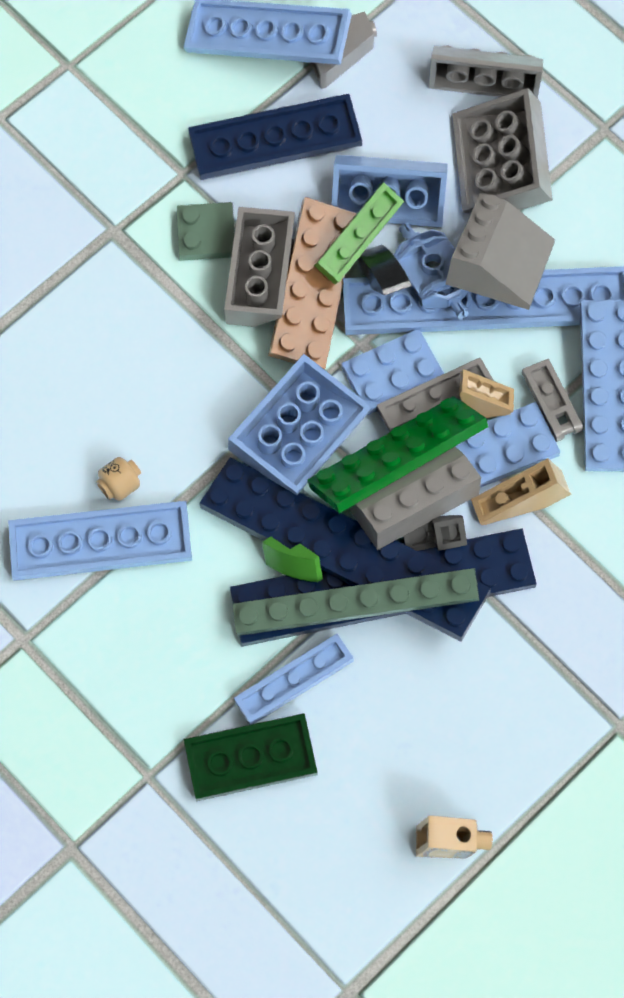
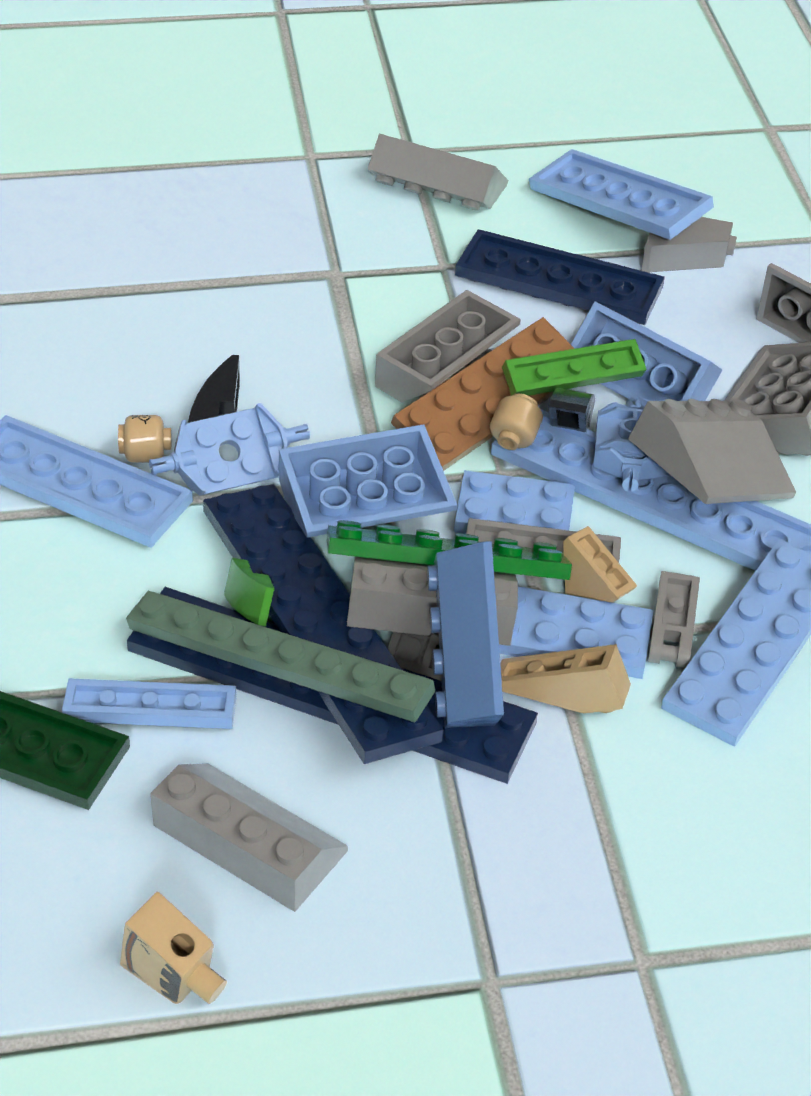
camera: 30 degrees right, 25 degrees down
(115, 85) = (436, 172): none -> light grey slope
(141, 417) = (219, 392): none -> black slope
(202, 438) = (250, 431): none -> light blue plate
(205, 231) = (412, 306): sand green plate -> none
(355, 307) = (516, 421): none -> tan head
(421, 726) = (244, 833): none -> light grey slope
(473, 523) = (467, 636): none -> medium blue slope

